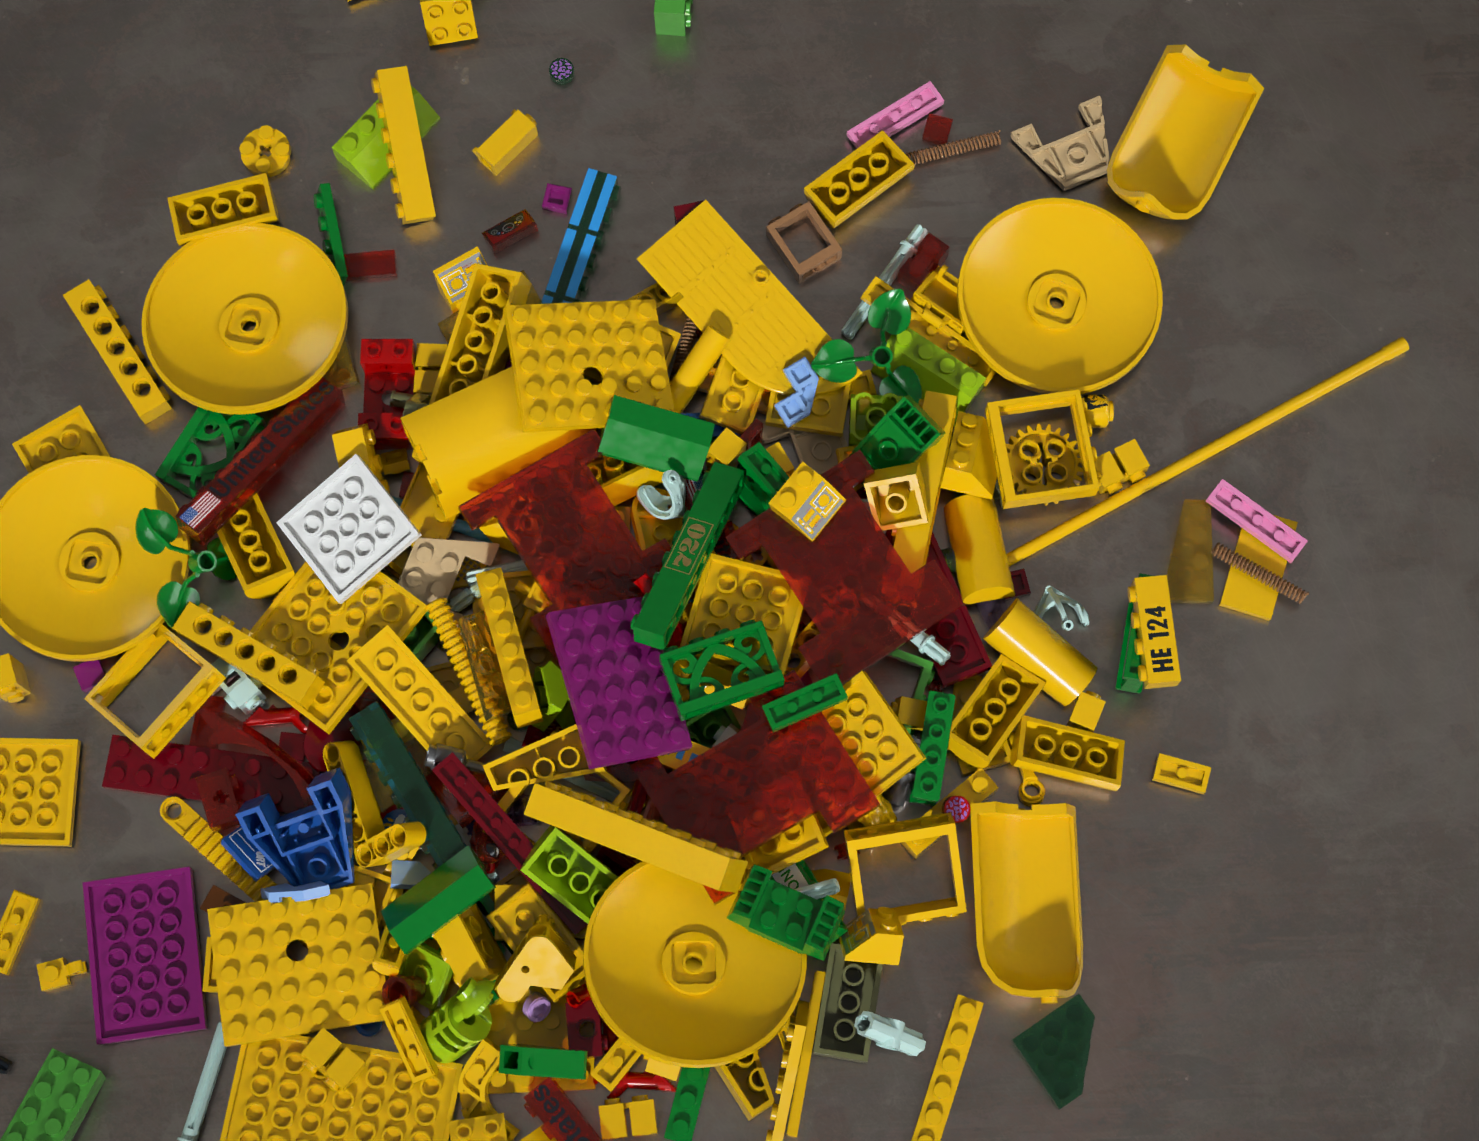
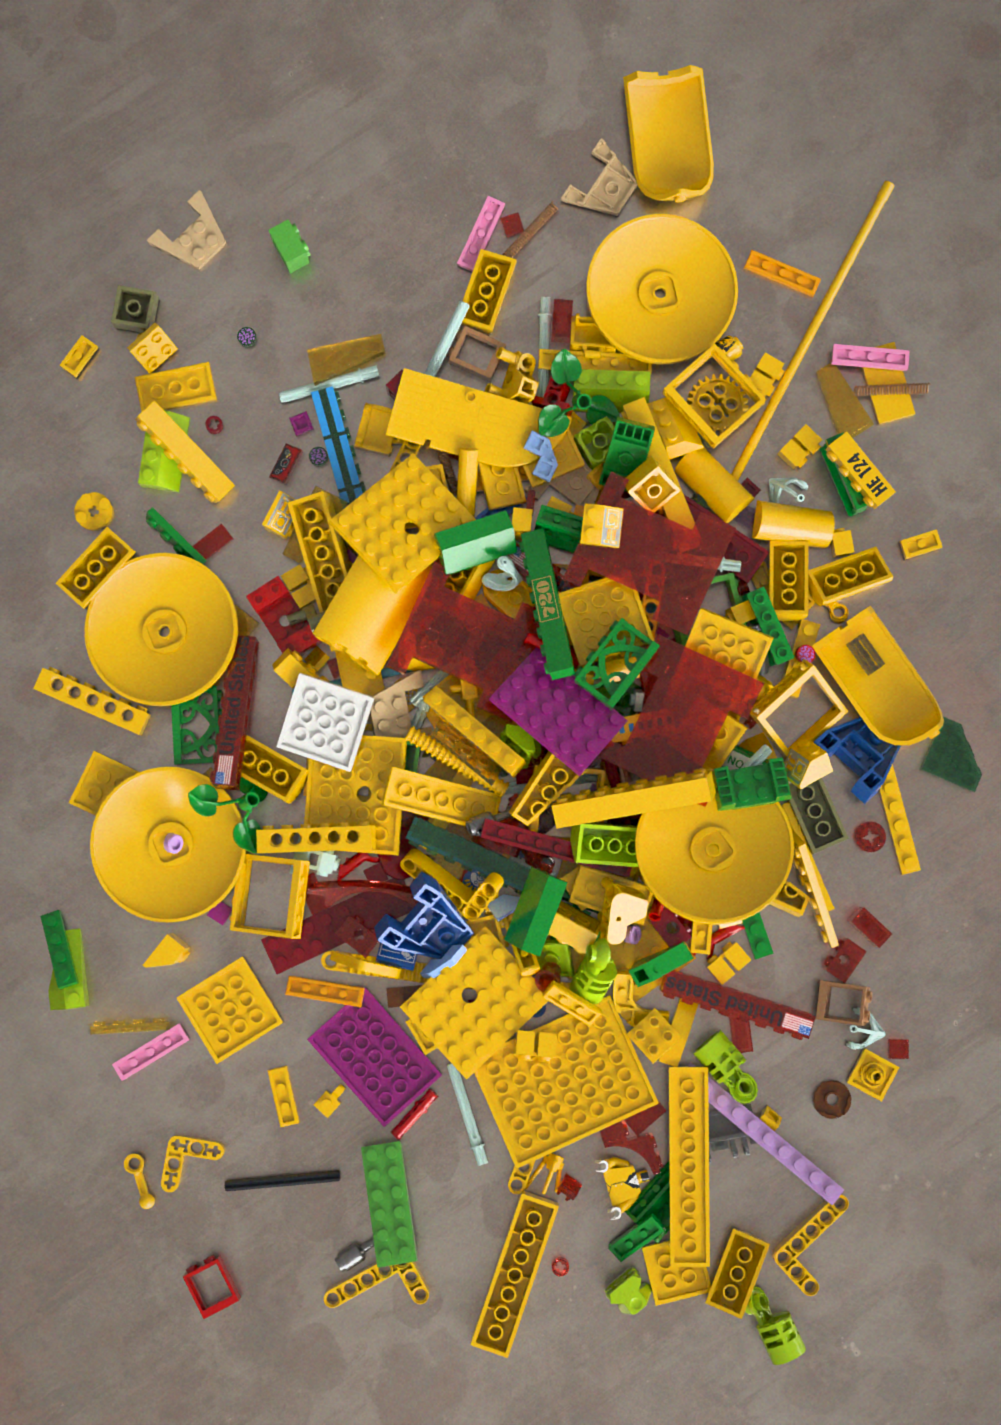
camera: 40 degrees left, 10 degrees up
(88, 556) = (173, 843): none -> lavender tile
(141, 841) = (325, 991): none -> light orange tile
(152, 1051) = (413, 1115): none -> red pin
(205, 838) = (364, 965): none -> yellow beam
(450, 77) = (177, 387): none -> yellow tile
(455, 136) = (208, 423): none -> dark red bush
(507, 141) = (245, 406): yellow brick -> none
(550, 244) = (318, 456): none -> tile
(622, 256) = (373, 429): none -> yellow piece
(625, 177) = (336, 382): none -> light aqua axle
(651, 154) = (341, 357): none -> clear yellow wing
(779, 202) = (447, 339): none -> light aqua axle
(804, 702) = (679, 650): green plate -> none
(831, 297) = (518, 381): none -> yellow piece
(861, 337) = (552, 393): none -> red tile
(890, 1033) = (850, 813): light aqua piece -> none
(910, 1076) = (877, 842): none -> clear red gear
(951, 972) = (862, 753): none -> blue wedge
(1042, 859) = (859, 657): none -> clear smoke tile
(1095, 575) = (799, 447): none -> yellow piece
(1214, 367) = (782, 273): none -> light orange tile

